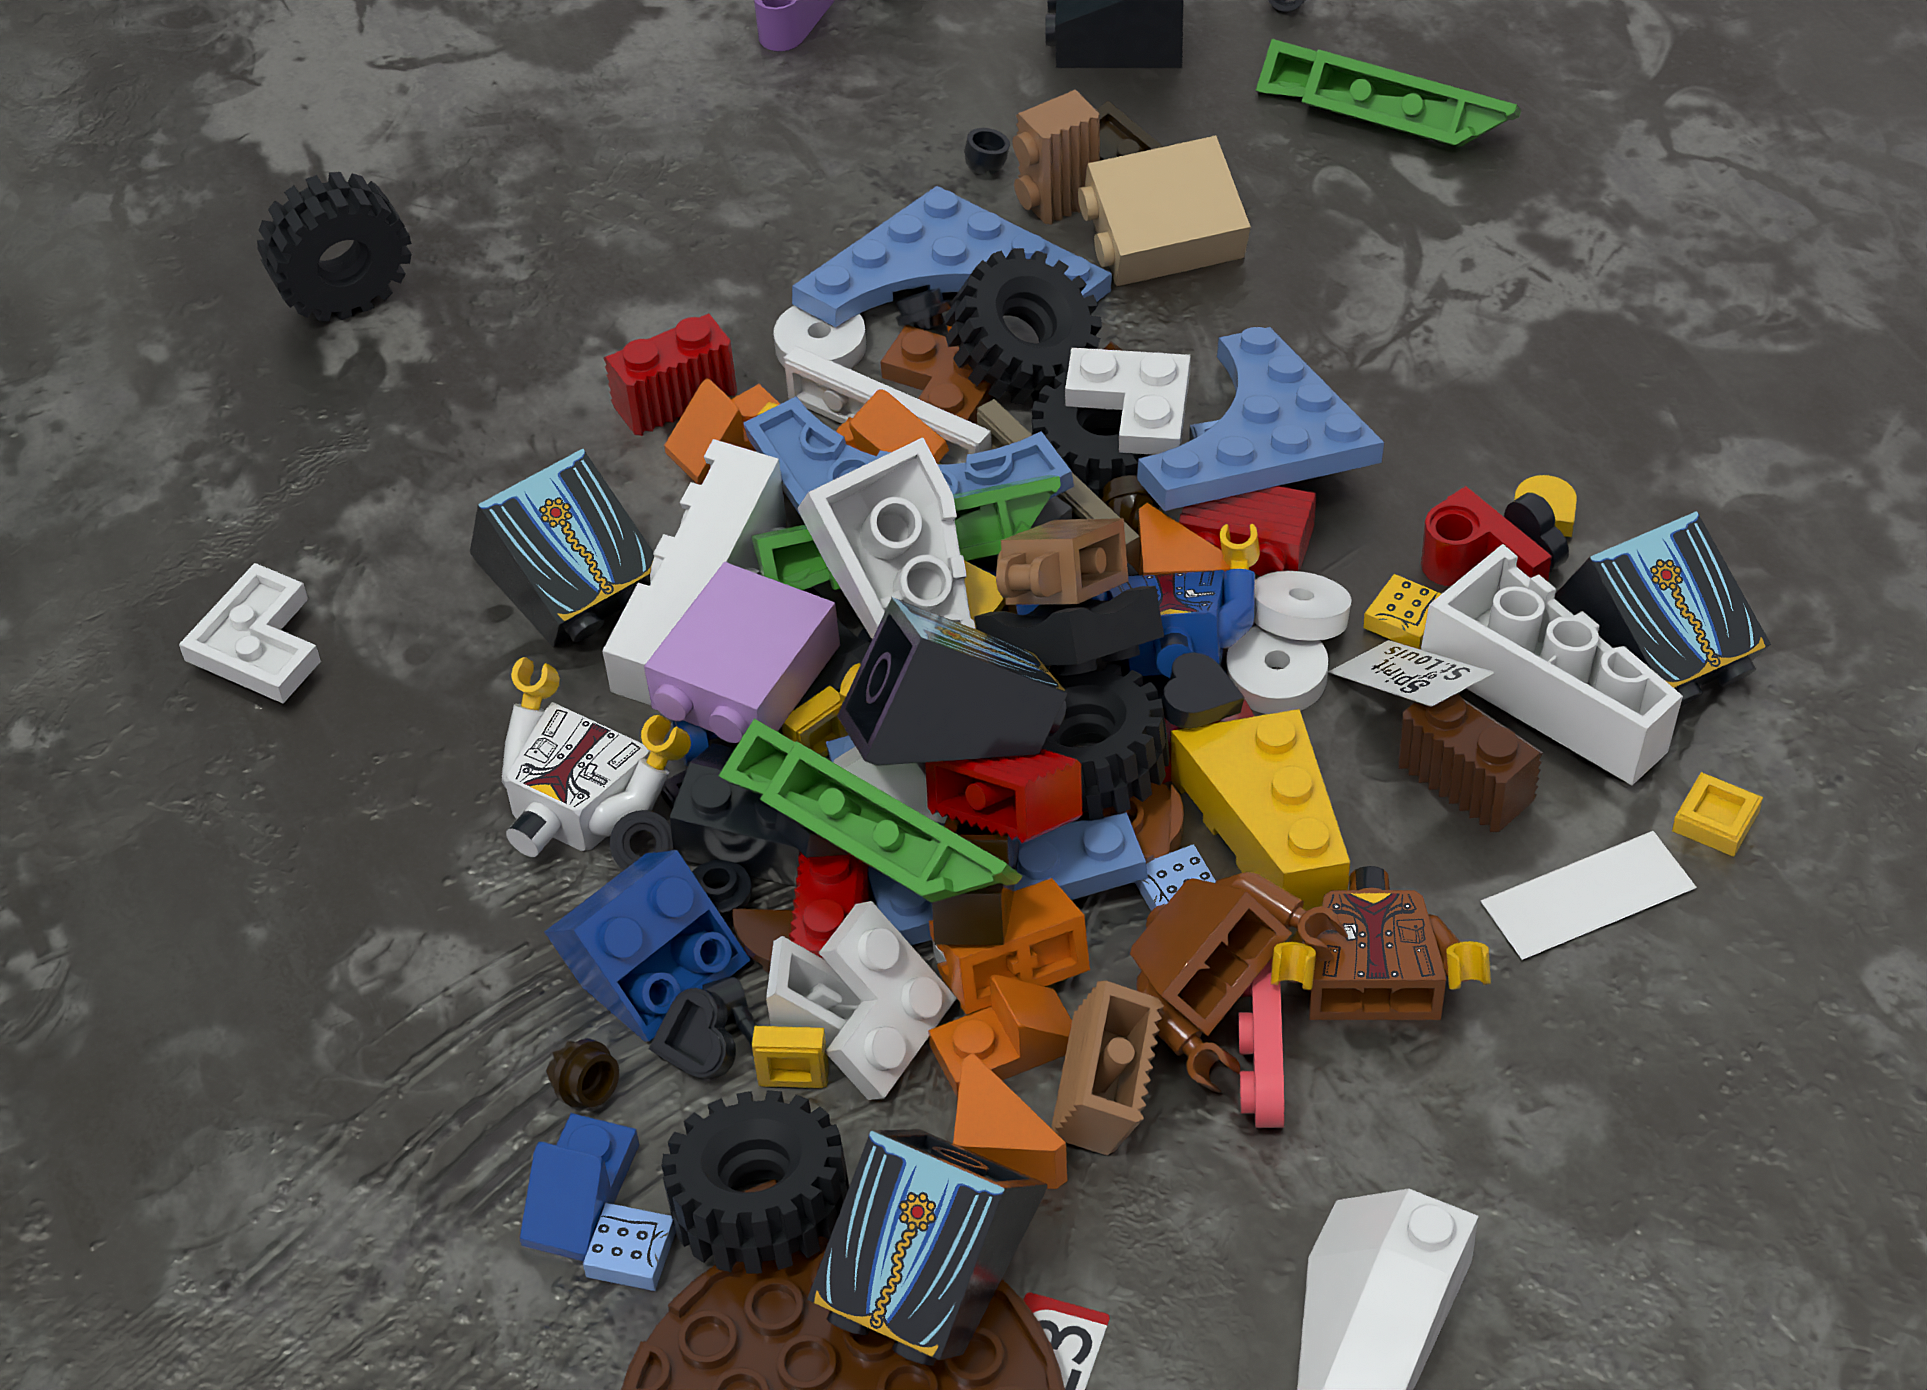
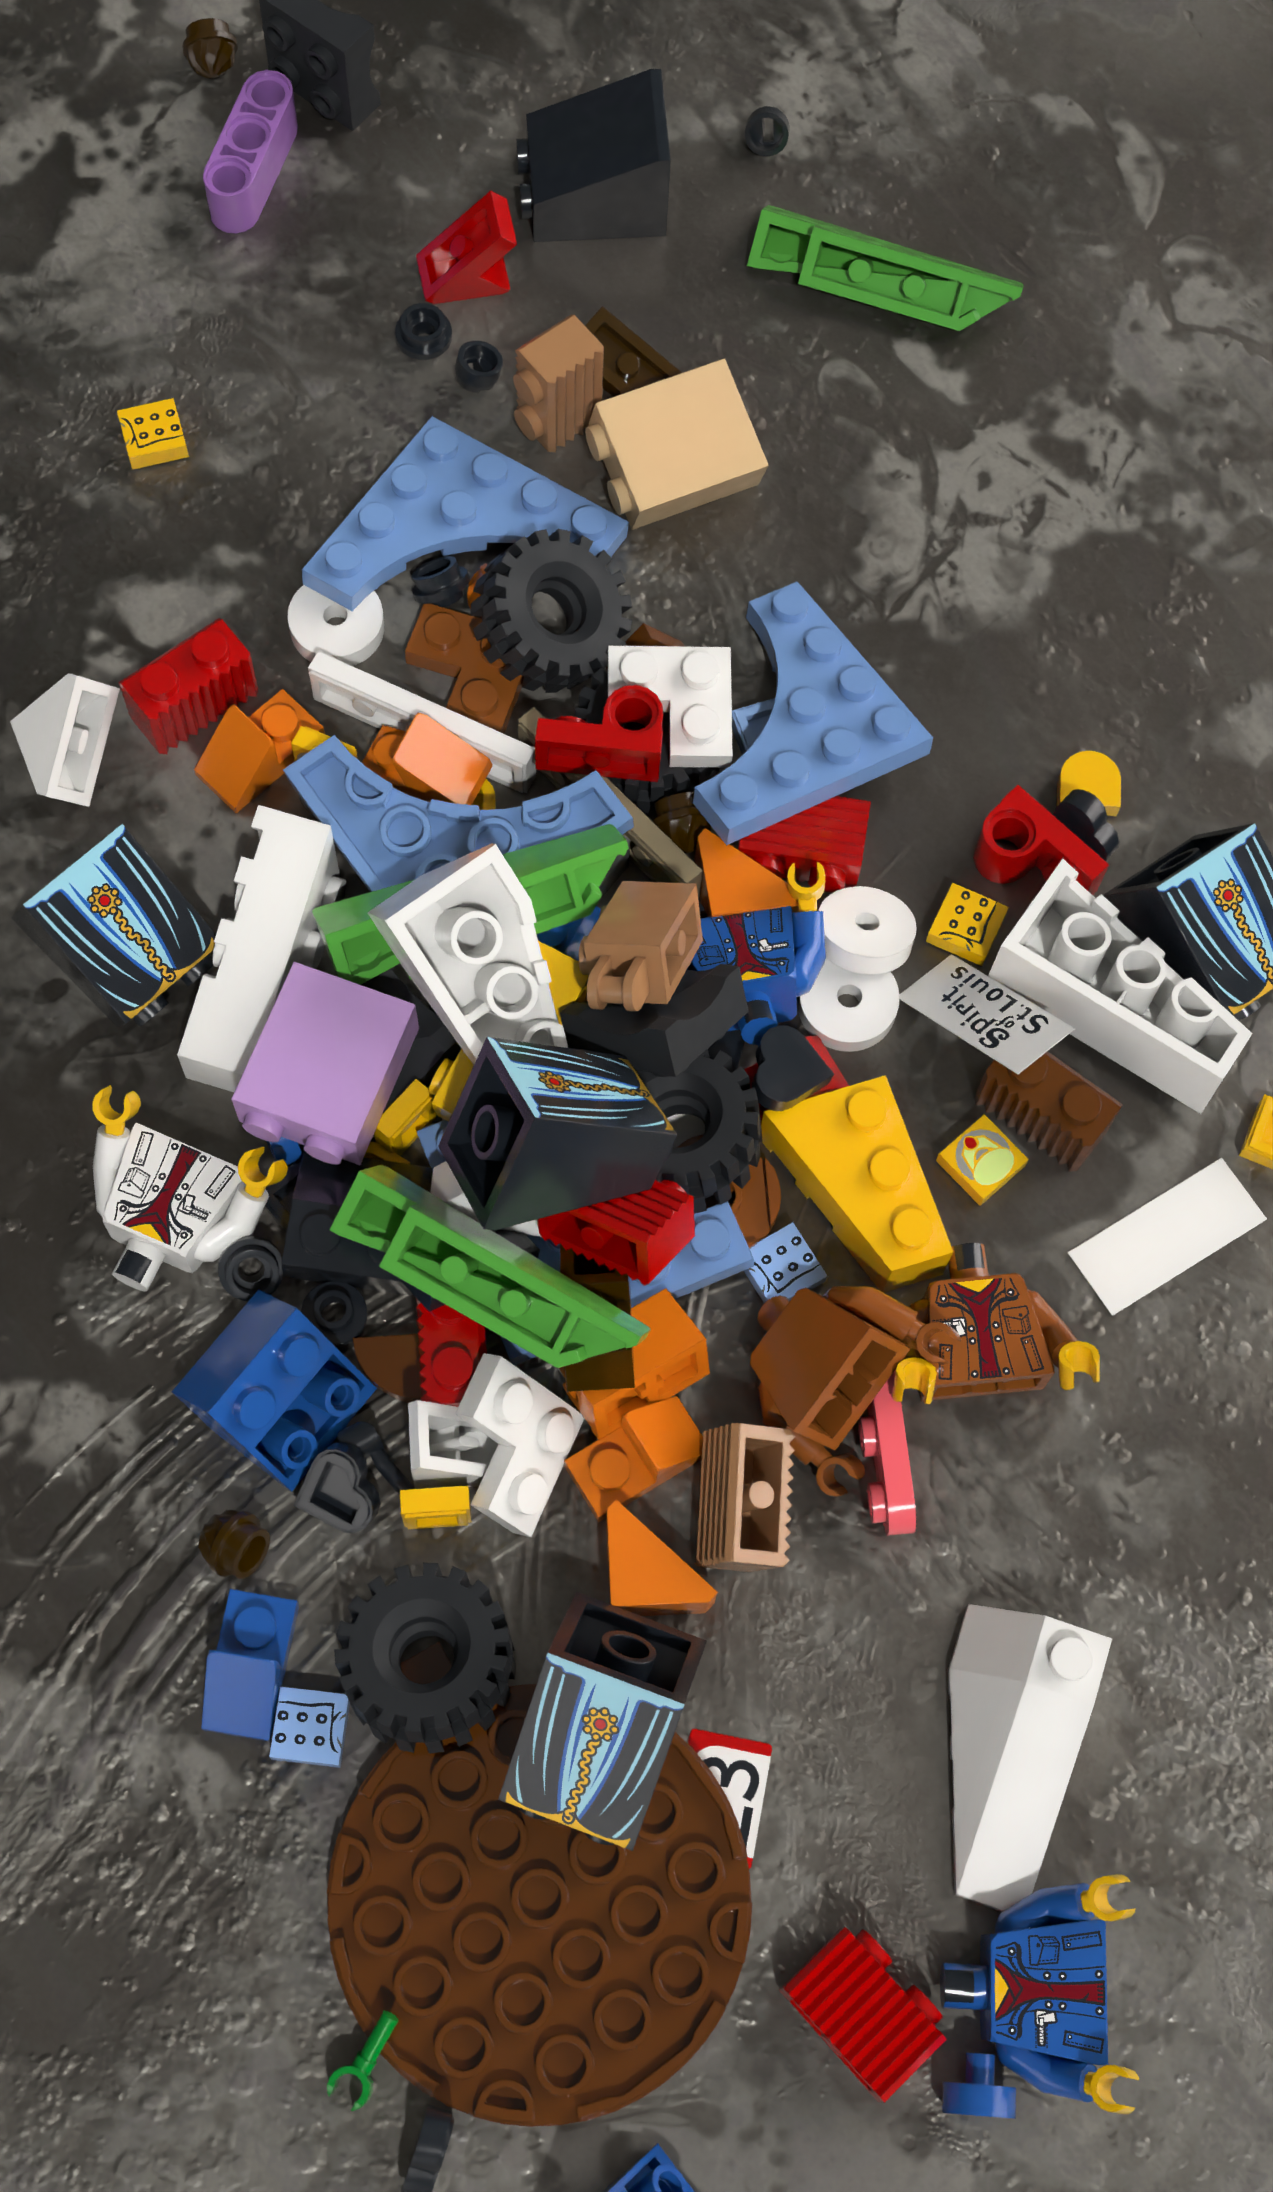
camera: 15 degrees left, 20 degrees up
(549, 400) = (66, 737): none -> white slope
(674, 190) = (152, 433): none -> yellow tile
(939, 123) = (423, 319): none -> black plate
(990, 67) = (469, 254): none -> red slope
(1073, 419) = (615, 752): none -> red plate
(1398, 810) = (982, 1160): none -> tile

